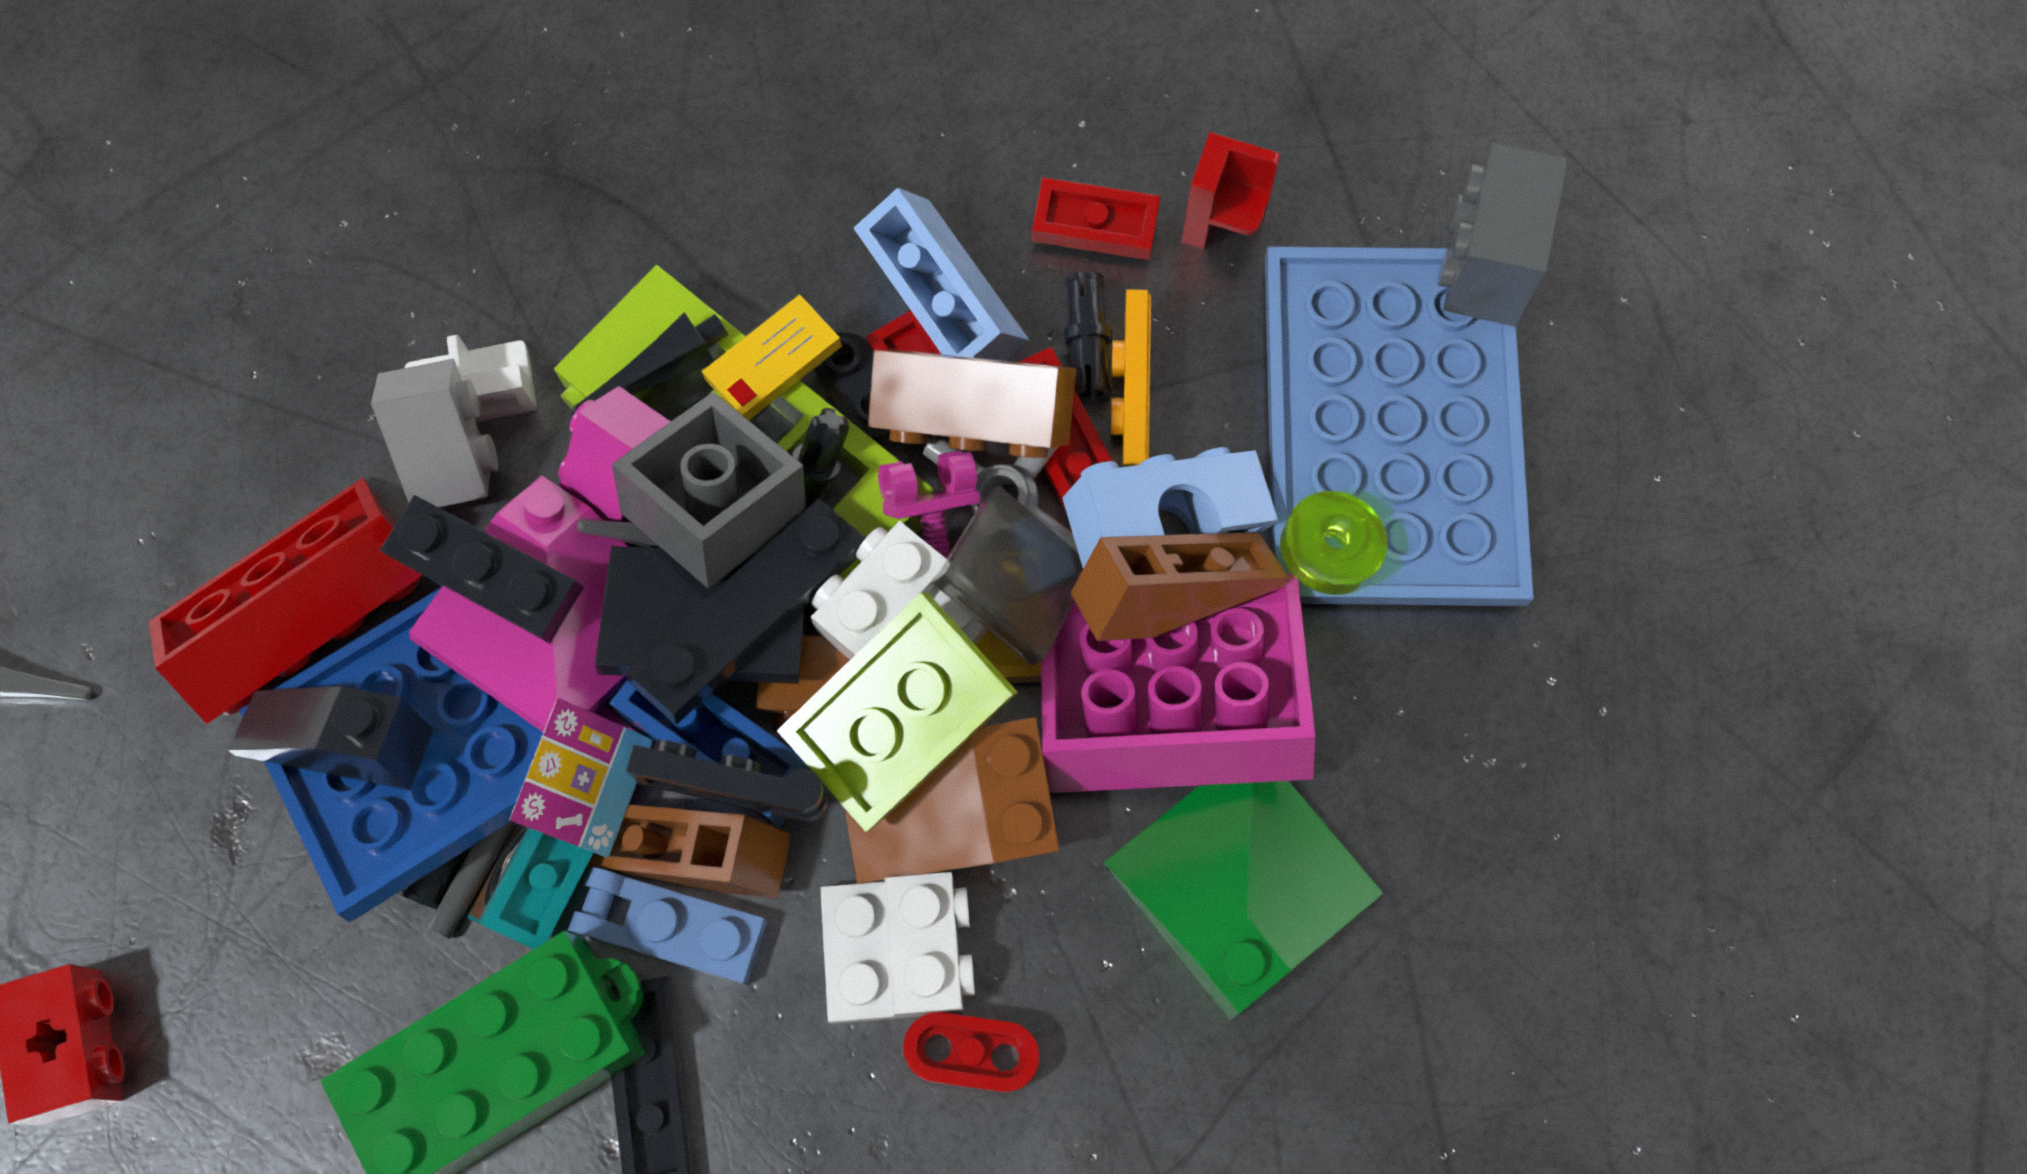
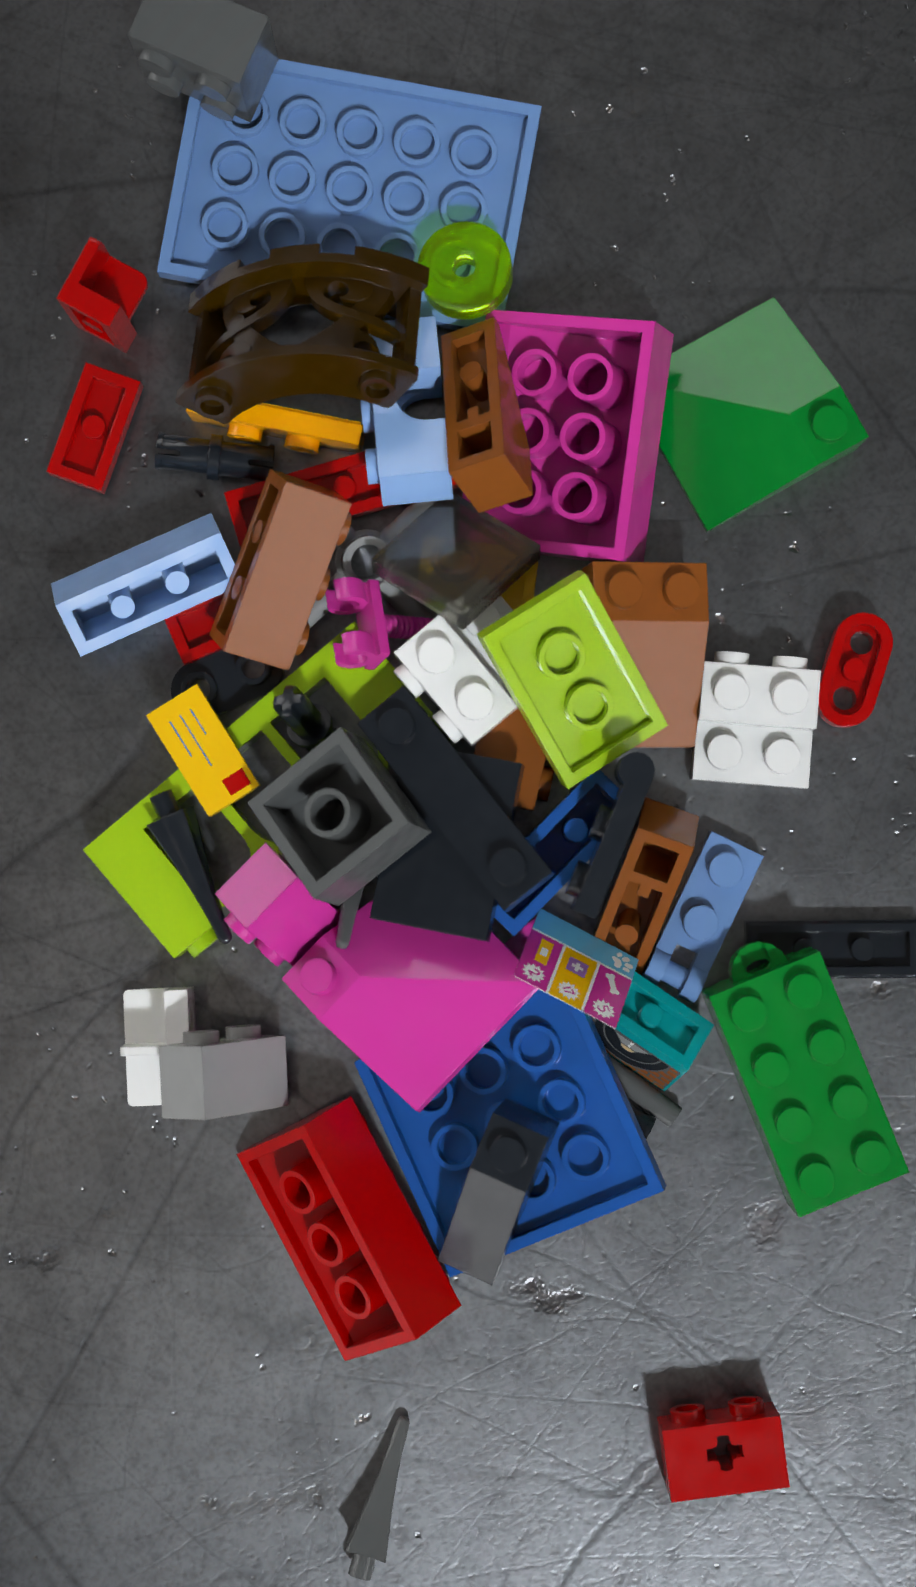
camera: 85 degrees left, 15 degrees up
(482, 569) = (373, 1037): black plate -> none
(1256, 325) = (241, 368): none -> dark brown fence

